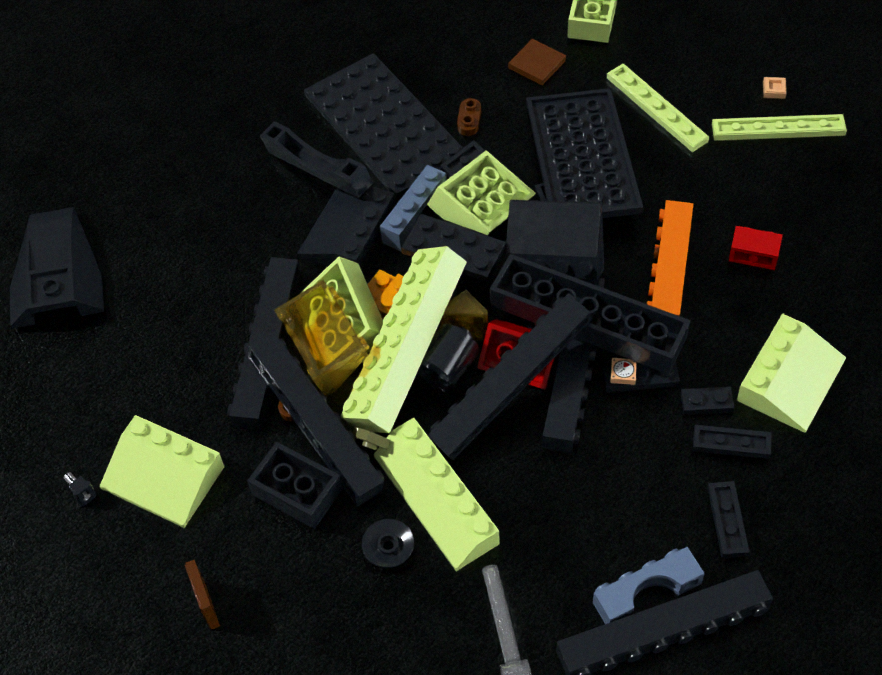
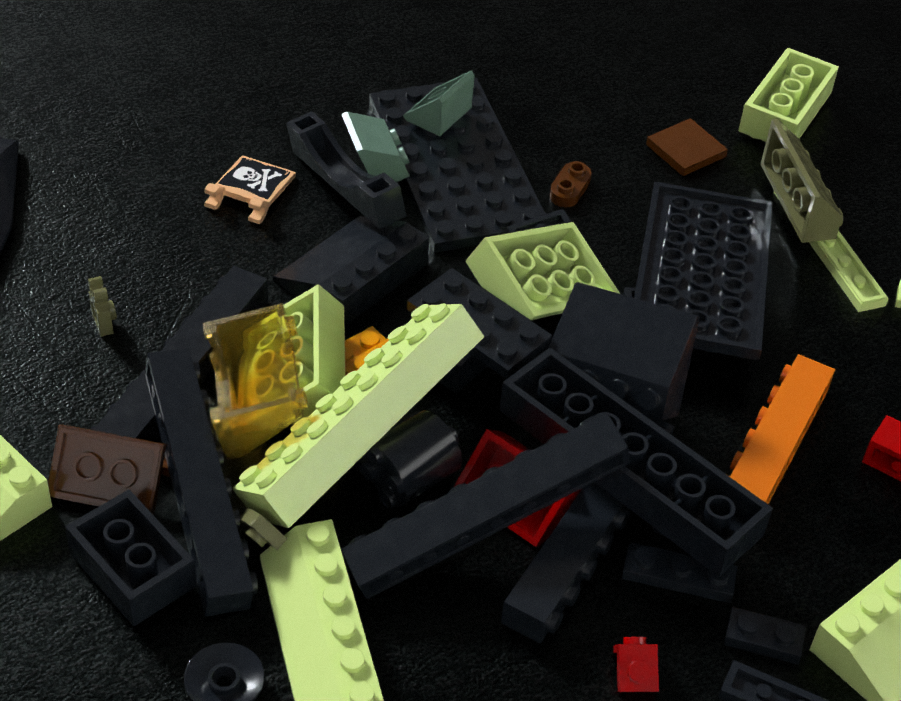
camera: 10 degrees right, 10 degrees down
(194, 316) = (102, 310): none -> olive plate
(250, 430) = (101, 465): none -> reddish brown tile
(252, 186) = (251, 183): none -> flag
(329, 134) = (377, 145): none -> sand green slope
(360, 85) = (443, 105): none -> sand green slope
(407, 211) = (427, 267): sand blue arch -> none
(467, 313) = (462, 407): clear yellow slope -> none
(623, 371) = (655, 554): tile -> none
(625, 71) = (799, 186): none -> olive slope
(637, 447) = (637, 665): none -> red bracket

